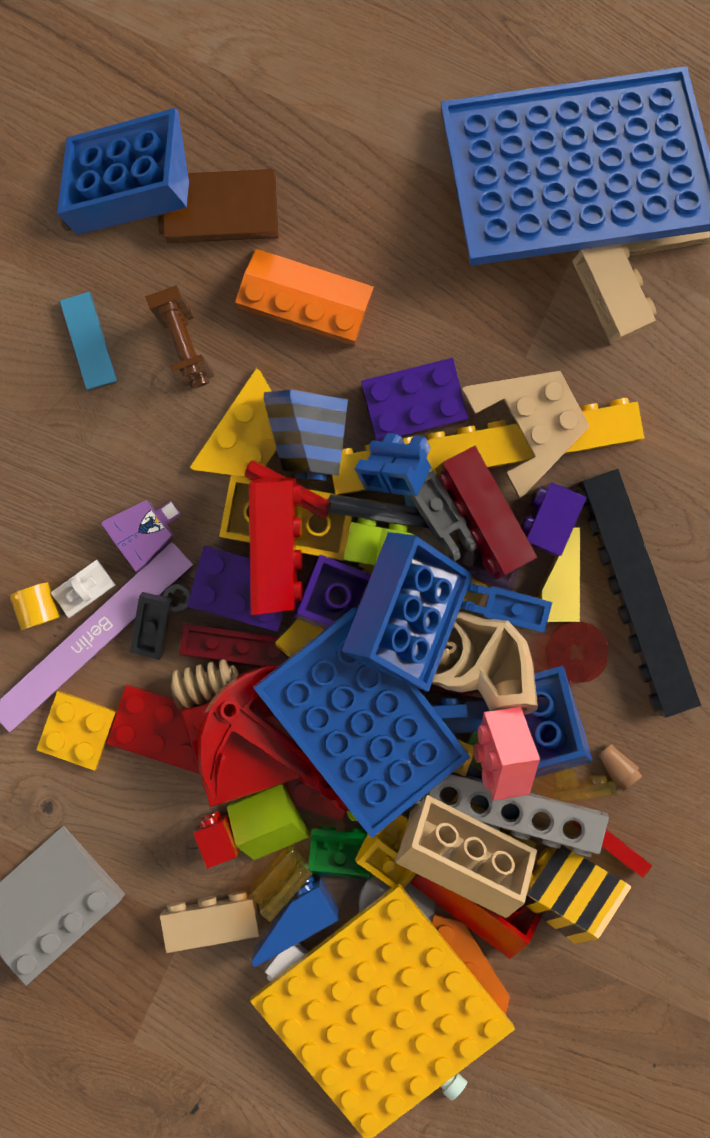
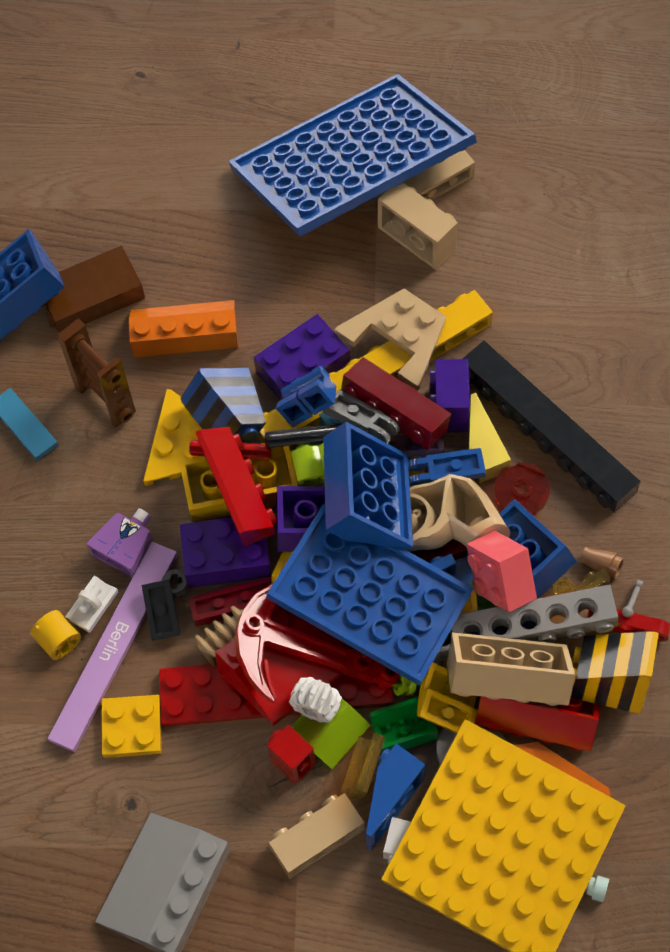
camera: 25 degrees left, 25 degrees down
(259, 808) = (315, 699): none -> white gear
(615, 840) = (628, 611): none -> light grey hinge

